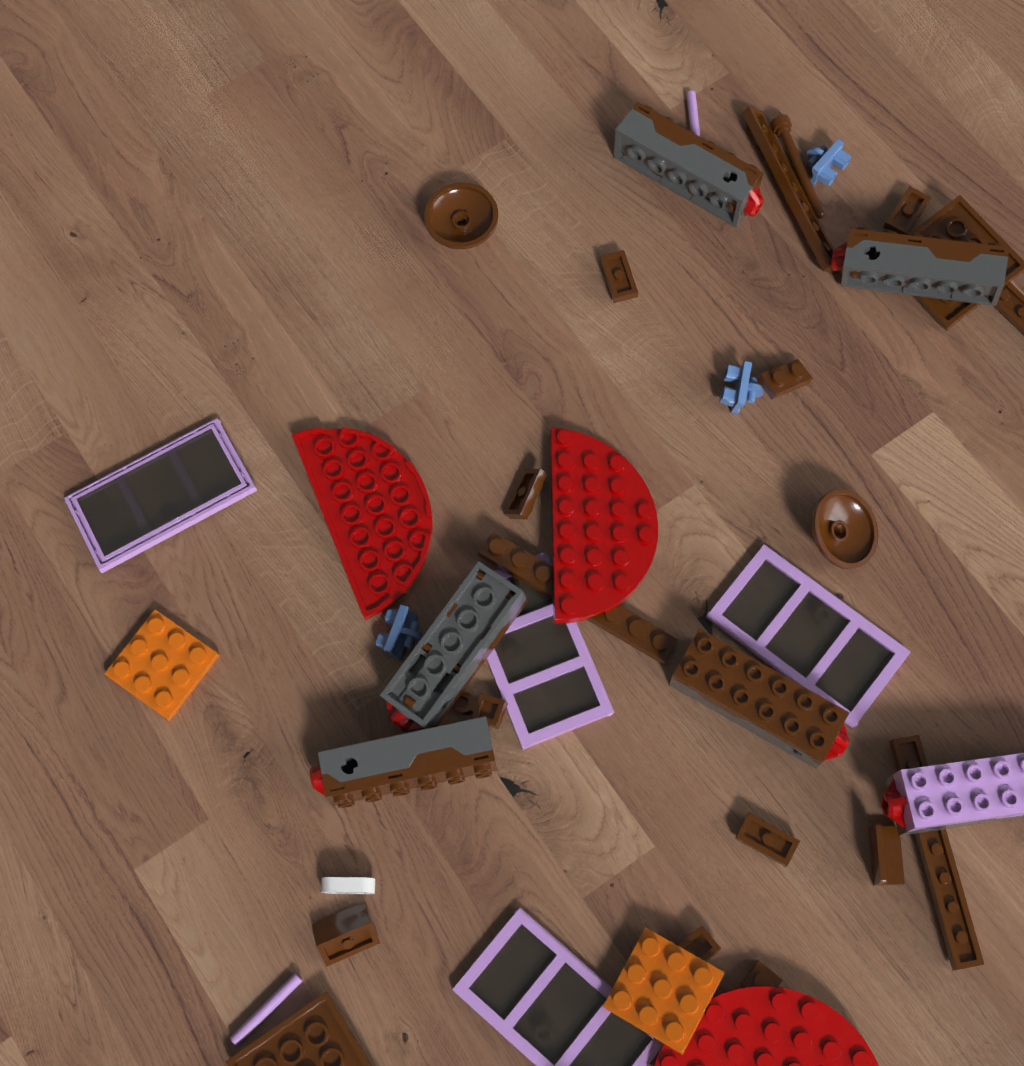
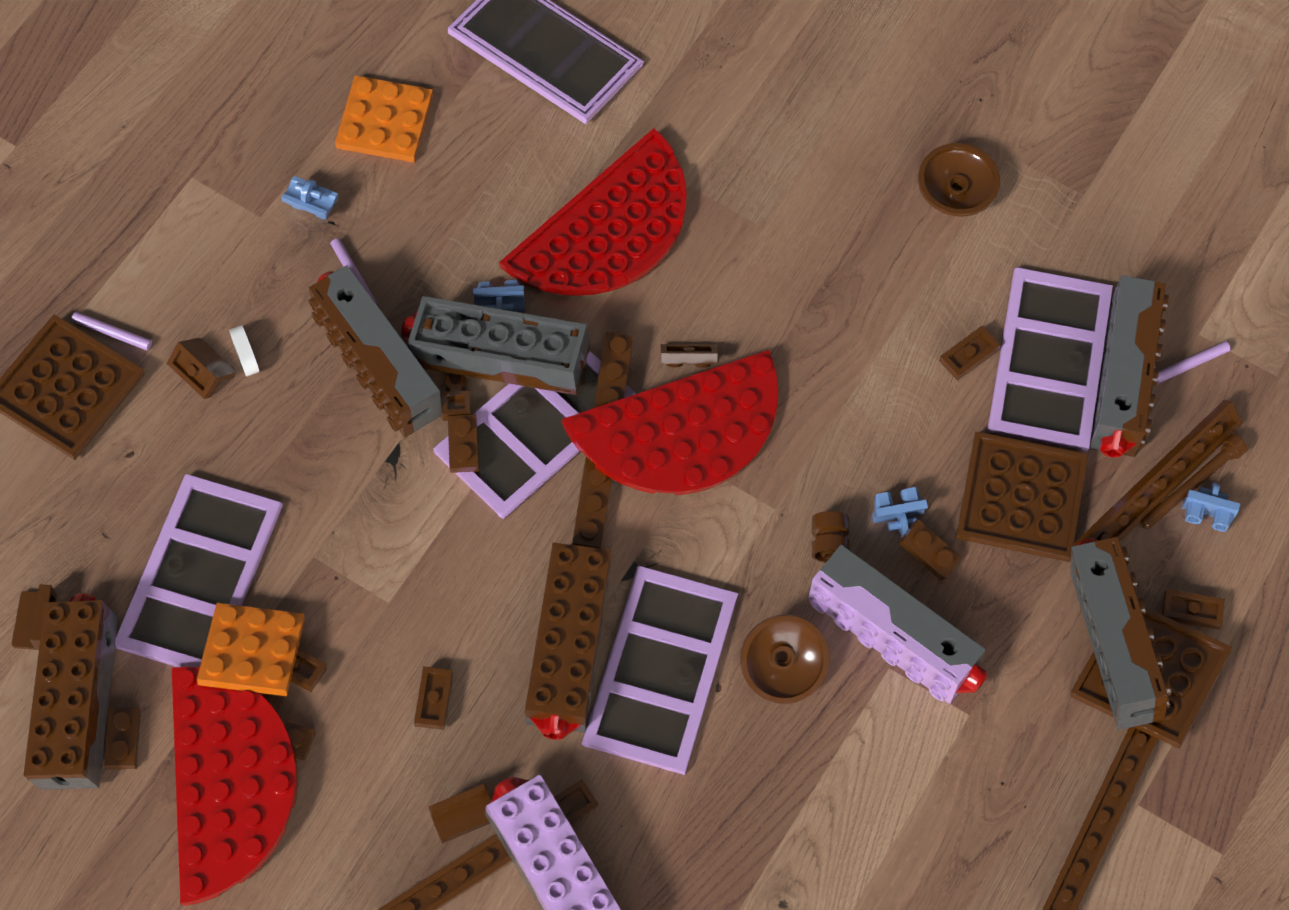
camera: 60 degrees right, 5 degrees down
(216, 763) = (310, 197): none -> medium blue hips
(300, 754) = (345, 259): none -> lavender bar
(531, 718) = (463, 443): none -> reddish brown plate
(648, 221) = (1050, 359): none -> door
(744, 449) = (829, 532): none -> reddish brown wheel
(762, 292) = (1022, 496): none -> reddish brown plate
(848, 430) = (897, 626): none -> piece

